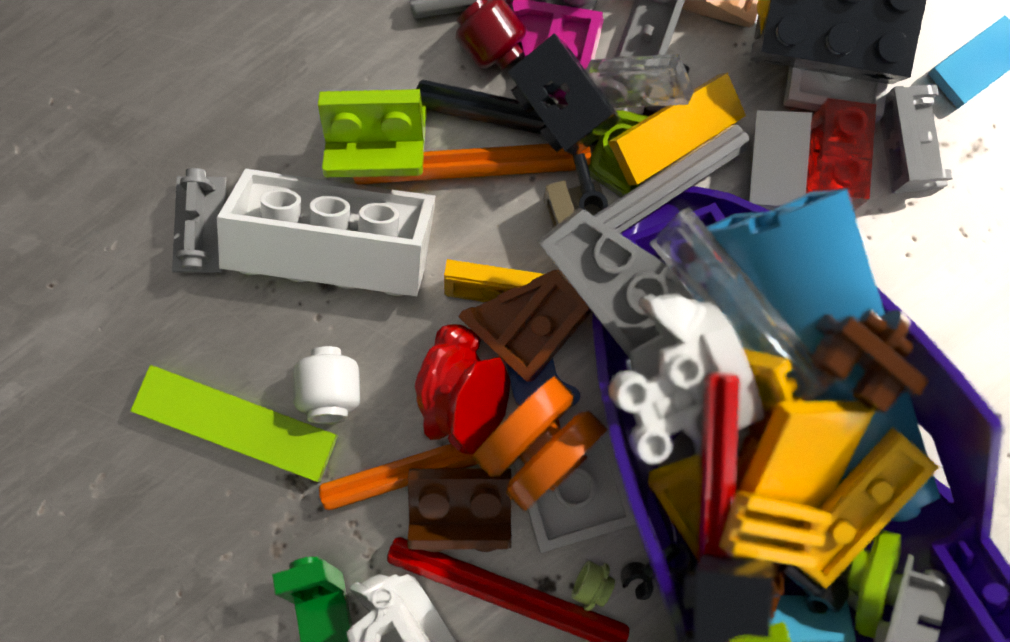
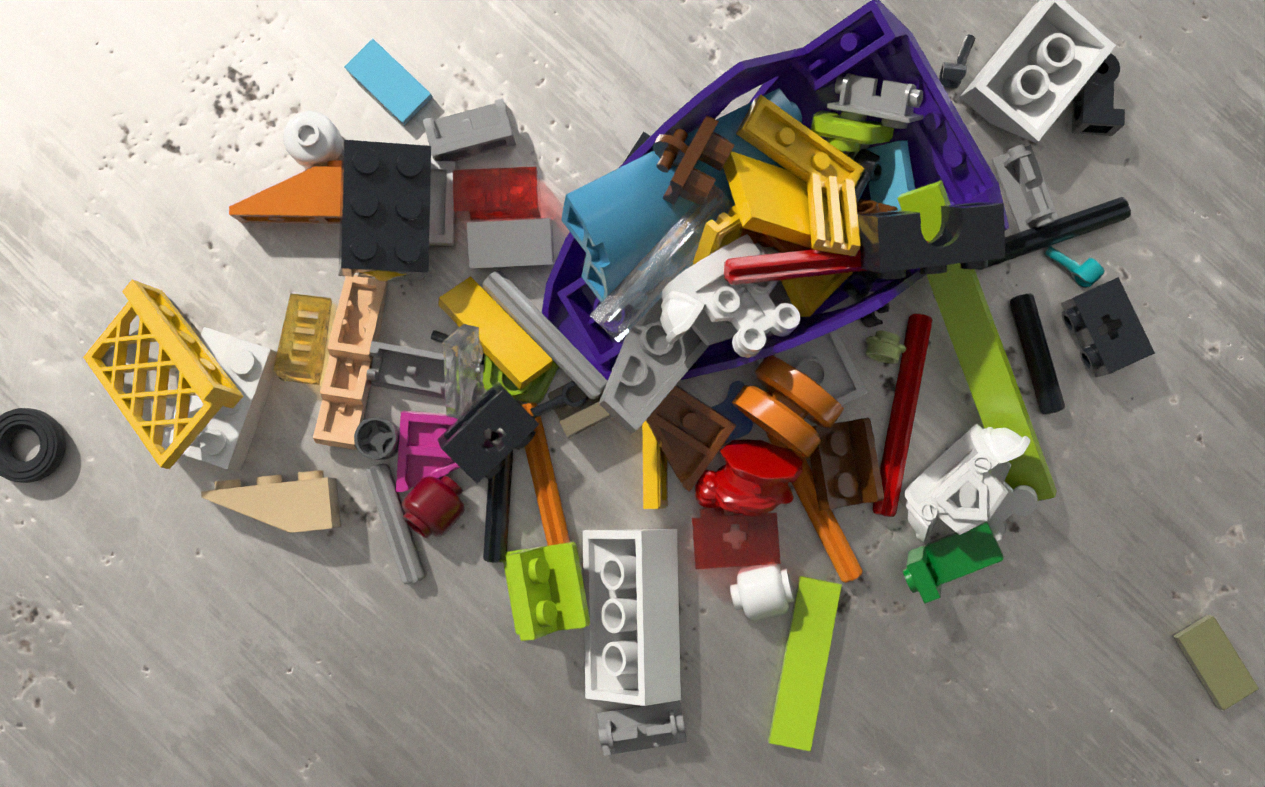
camera: 90 degrees left, 5 degrees up
(382, 337) = (711, 551): none -> clear red brick

